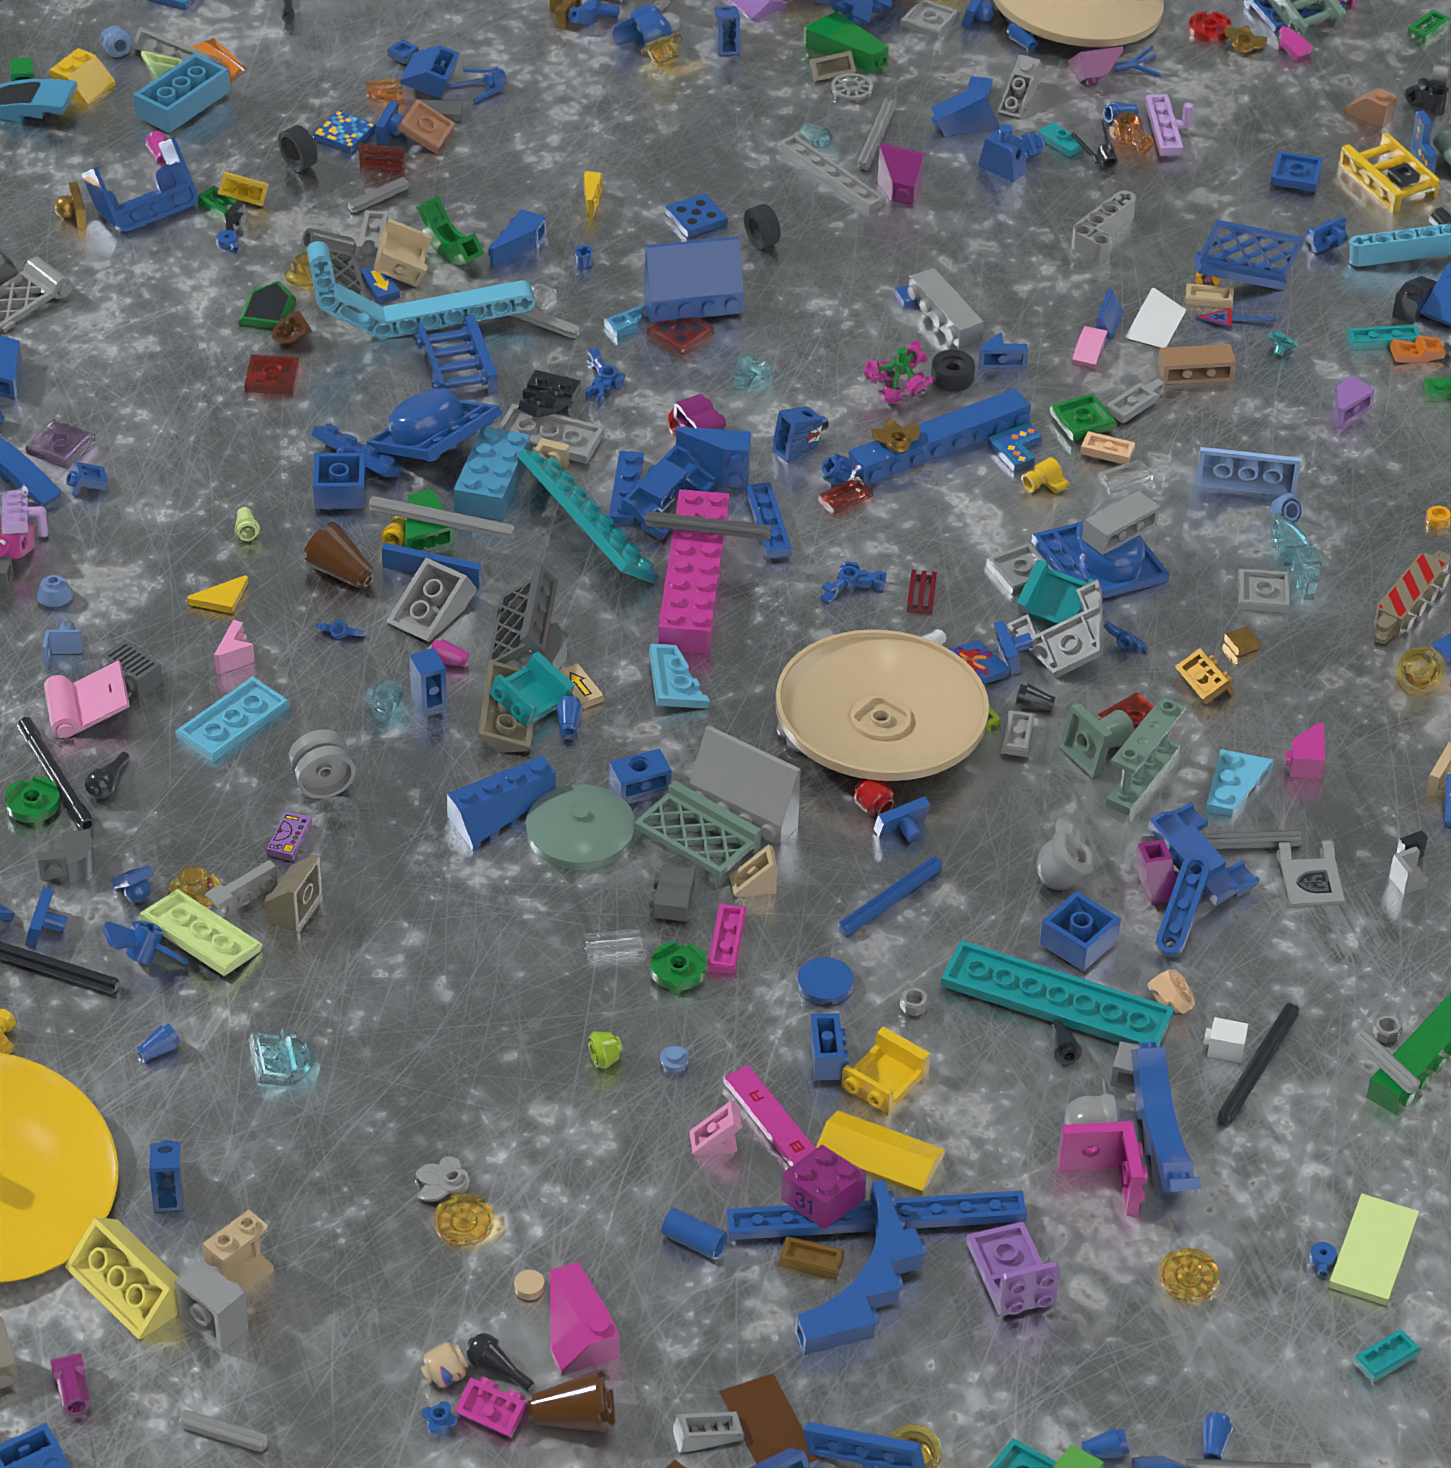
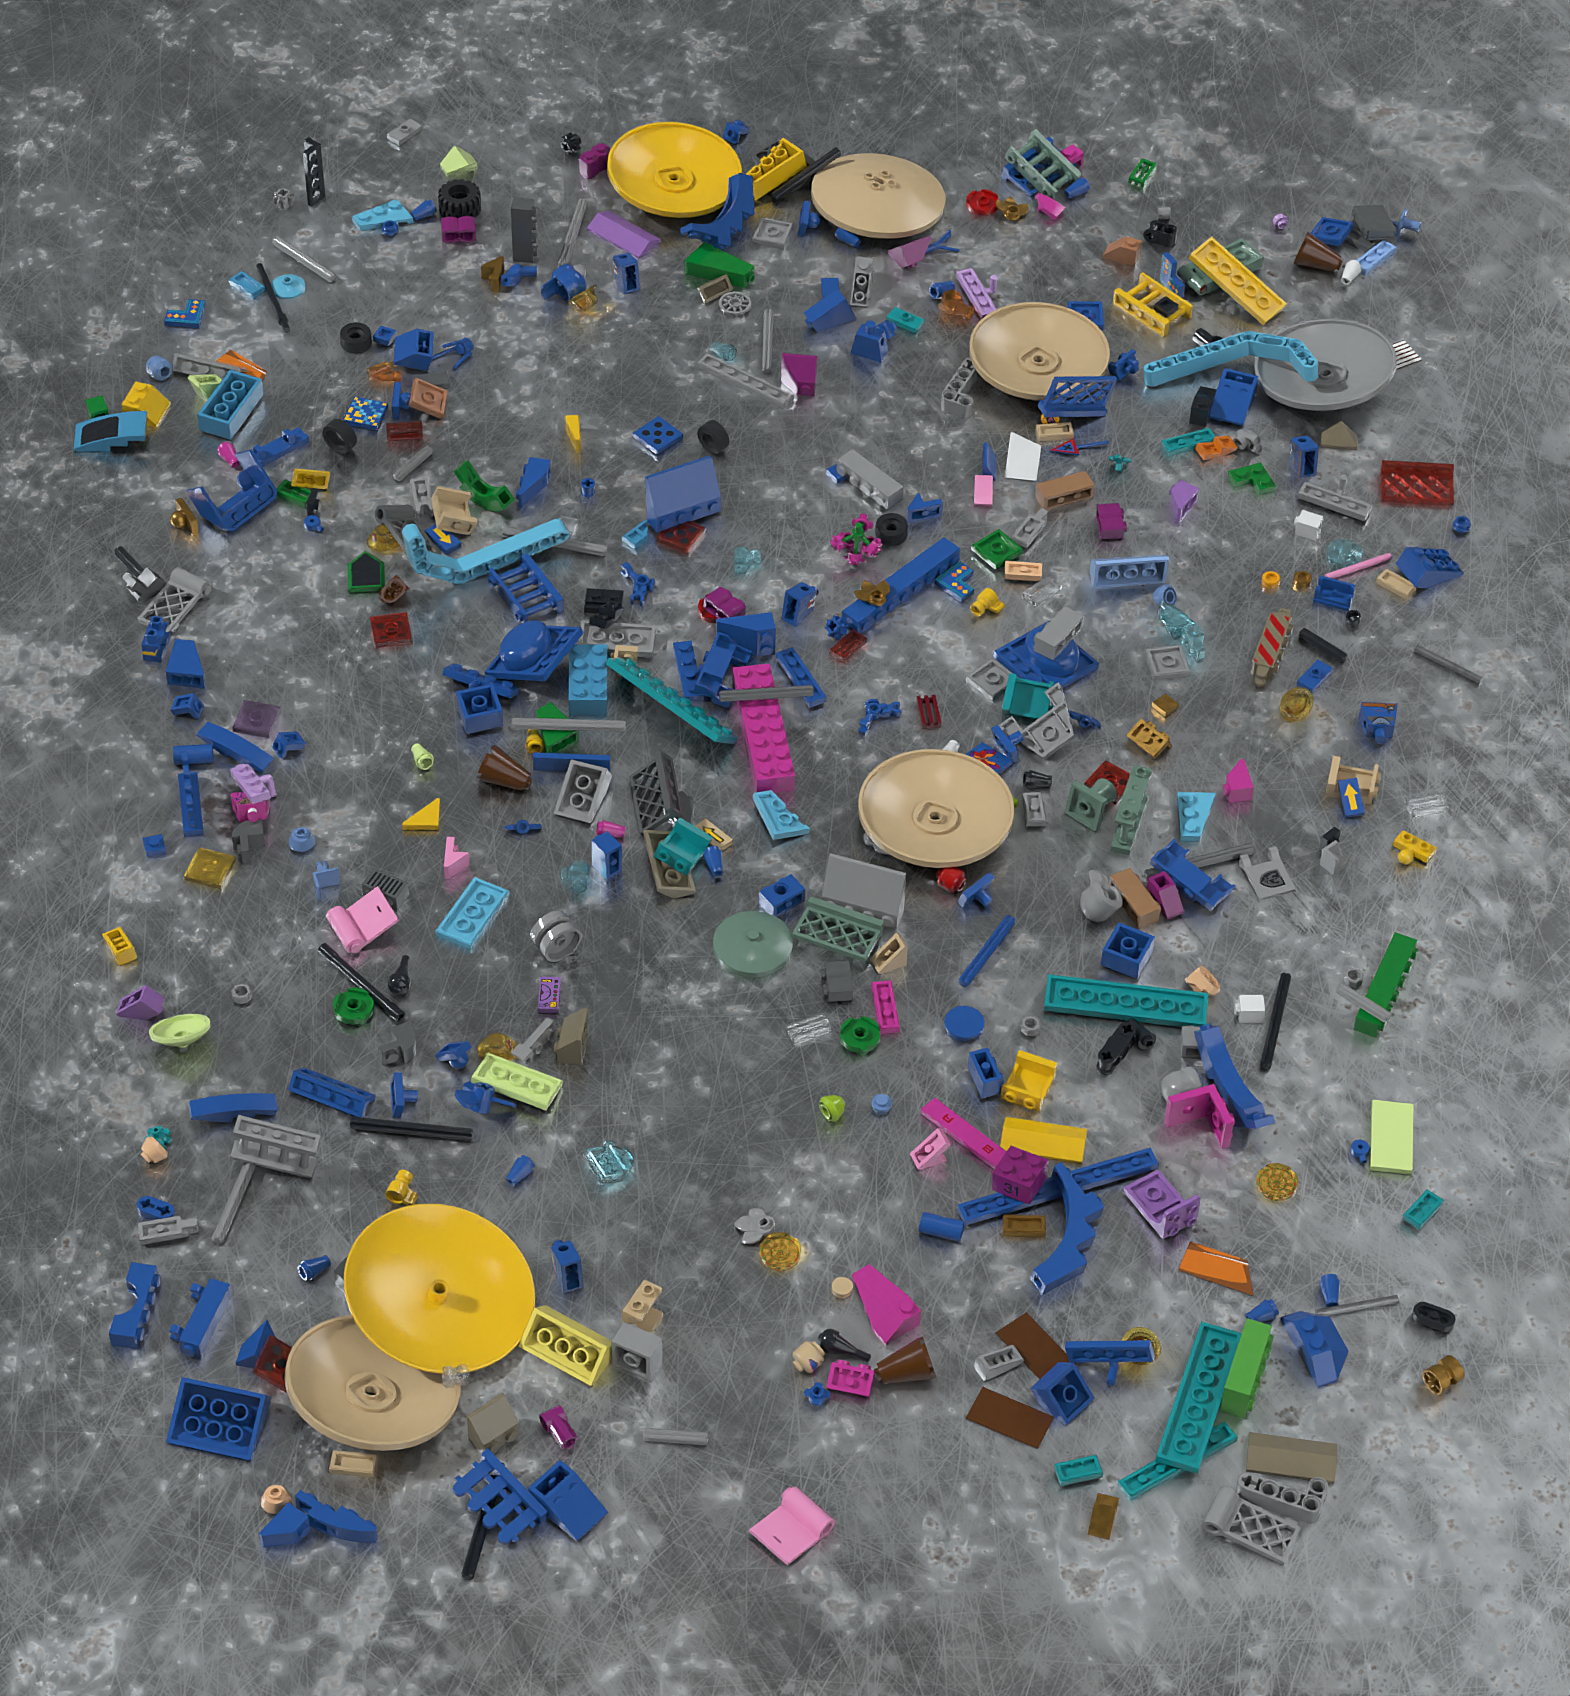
camera: 15 degrees left, 5 degrees up
(222, 151) = (280, 447): none -> blue hinge
(367, 48) = (353, 330): none -> black tyre
(499, 799) = (689, 937): blue wedge -> none
(1021, 1053) = (1116, 1048): none -> black piece
(1064, 1371) = (1217, 1267): none -> orange sticker
(1105, 154) = (943, 327): black plant -> none
(1116, 869) = (1136, 898): none -> medium nougat brick
(1183, 905) = (1192, 917): blue plate -> none
(1194, 182) = (1016, 337): none -> tan dish
(1245, 409) = (1110, 521): none -> magenta brick
(1337, 29) = (1078, 188): none -> blue cone

